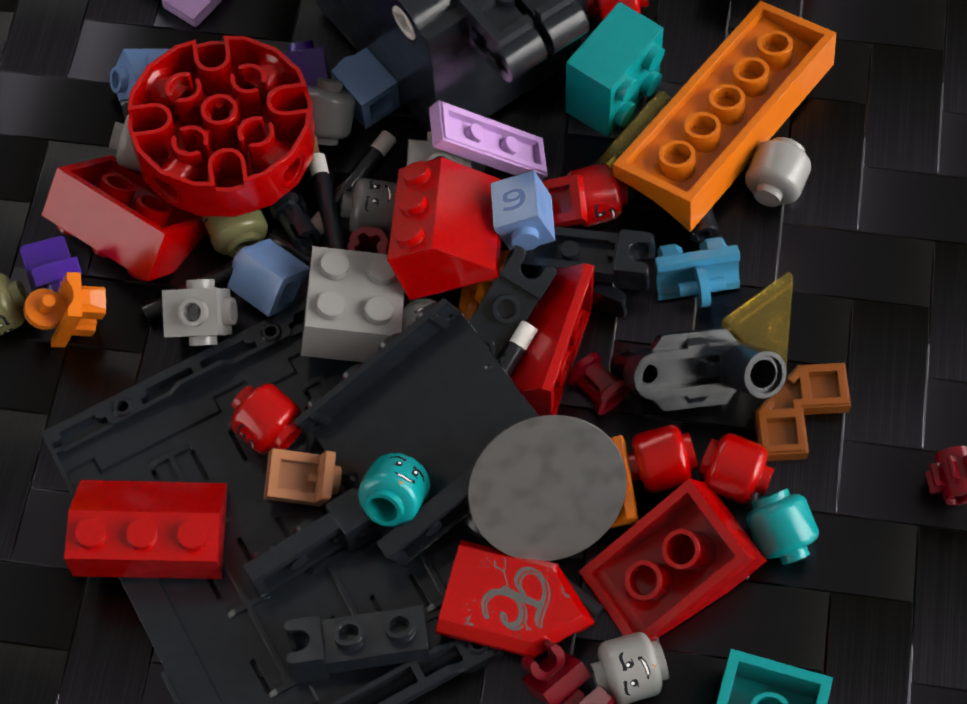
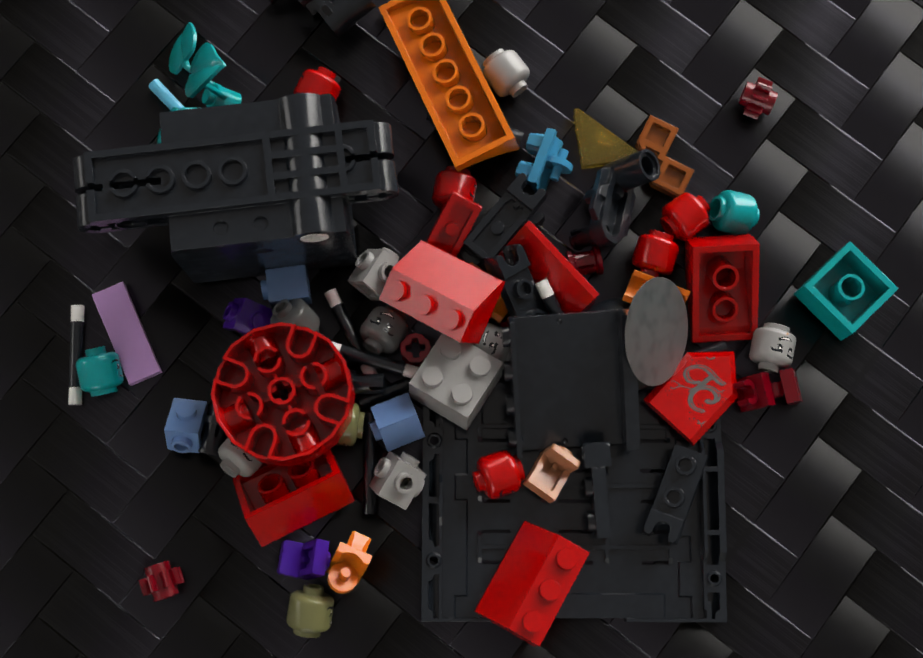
camera: 70 degrees left, 15 degrees up
(394, 489) = (603, 421): teal head -> none
(486, 140) = (387, 233): lavender tile -> none
(522, 211) = (462, 241): medium blue brick -> none
(614, 70) = (382, 105): teal brick -> none
(634, 128) = (425, 140): clear yellow tile -> none

